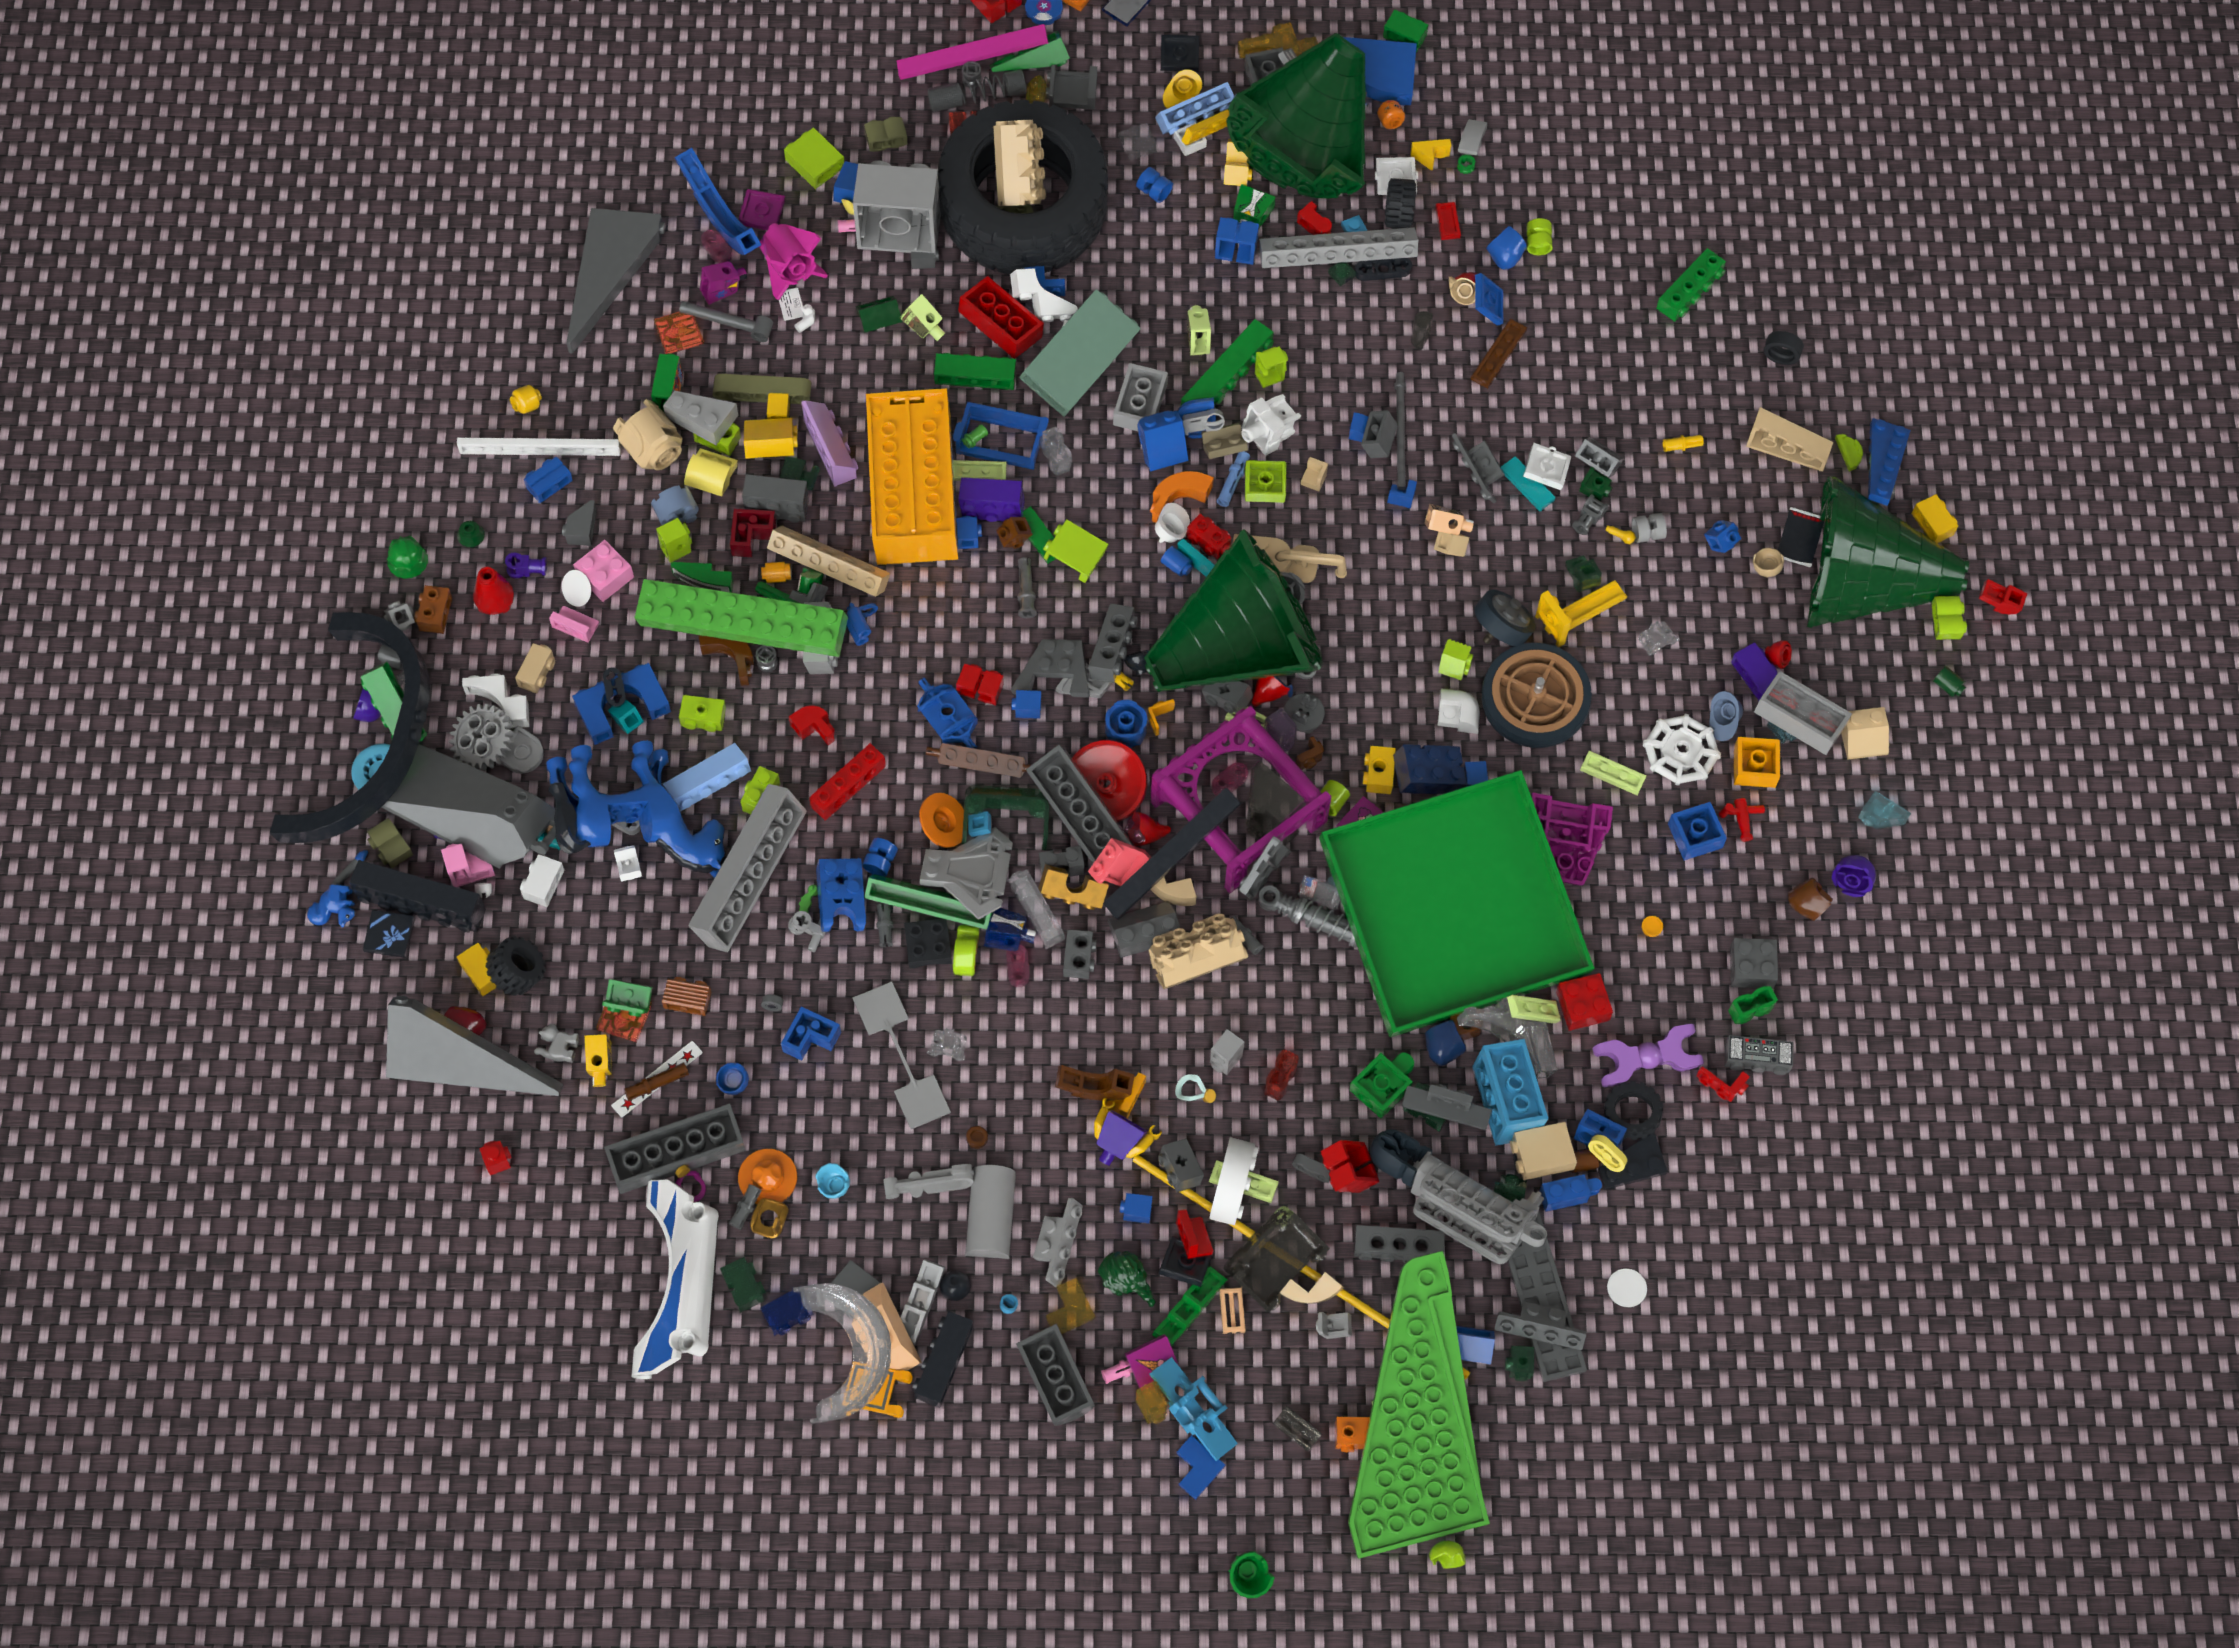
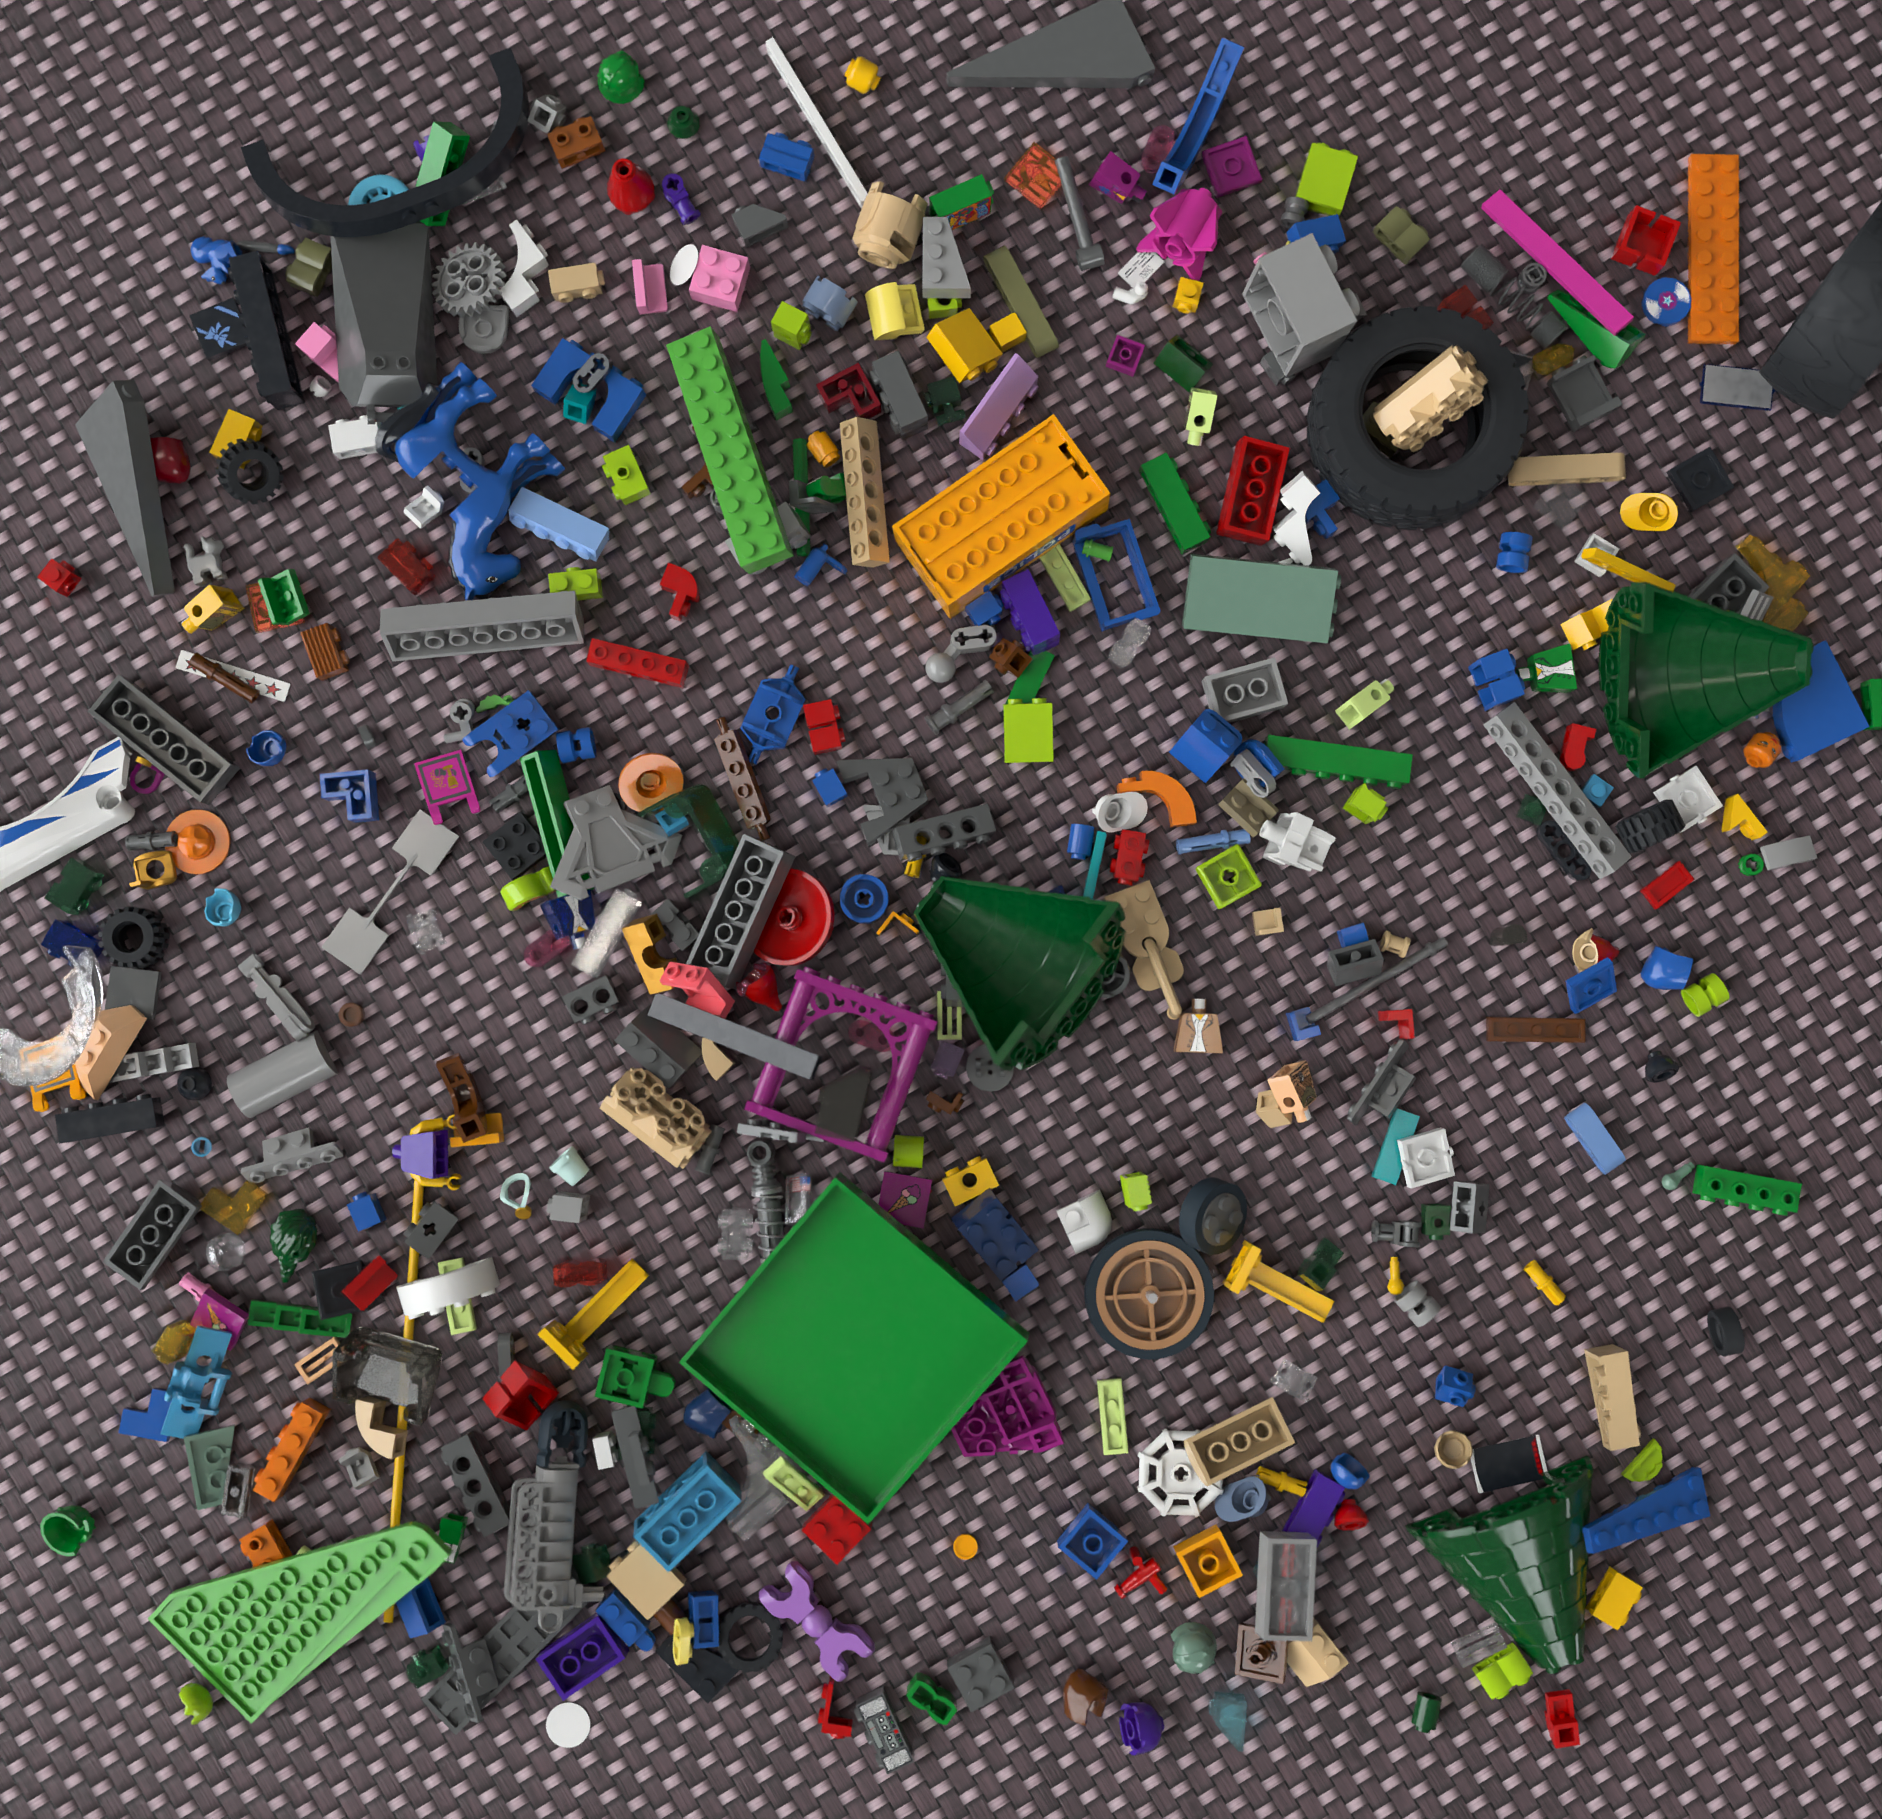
camera: 60 degrees right, 20 degrees up
(663, 901) = (406, 566): none -> clear red brick
(807, 1243) = (114, 937): none -> black tyre
(822, 188) = (1295, 211): none -> flat silver wheel
(832, 285) = (1187, 295): none -> yellow bracket
(845, 967) = (446, 781): none -> dark pink flag
(847, 345) = (1125, 355): none -> magenta piece
(981, 555) = (941, 666): none -> light grey beam
(1102, 1331) = (225, 1251): none -> clear hair
(1121, 120) = (1570, 468): none -> tan beam
(1195, 108) = (1635, 538): light blue brick -> none
(1195, 1039) = (570, 1166): none -> light aqua piece
(1261, 1440) = (208, 1464): none -> sand green wing
(1289, 1368) = (291, 1450): none -> orange brick
(1319, 949) = (735, 1233): none -> clear brick
(1323, 1105) = (568, 1339): none -> yellow bracket
(1365, 561) = (1198, 1031): none -> medium nougat torso
(1383, 403) = (1394, 944): none -> tan bush
(1428, 1134) = (605, 1449): none -> white piece
(1441, 425) = (1405, 1021): none -> red panel
(1573, 290) = (1660, 1067): none -> black brick
(1577, 1236) = (581, 1655): none -> dark purple brick
(1599, 357) = (1595, 1138): none -> medium blue beam
(1657, 327) = (1672, 1180): none -> sand green piece
(1679, 693) = (1238, 1442): none -> tan brick
(1728, 684) = (1282, 1481): none -> yellow pin
(1745, 637) = (1348, 1471): none -> blue hair
(1818, 810) = (1193, 1647): none -> sand green helmet
(1845, 764) = (1257, 1660): none -> plate
(1922, 609) = (1501, 1645): none -> clear tile

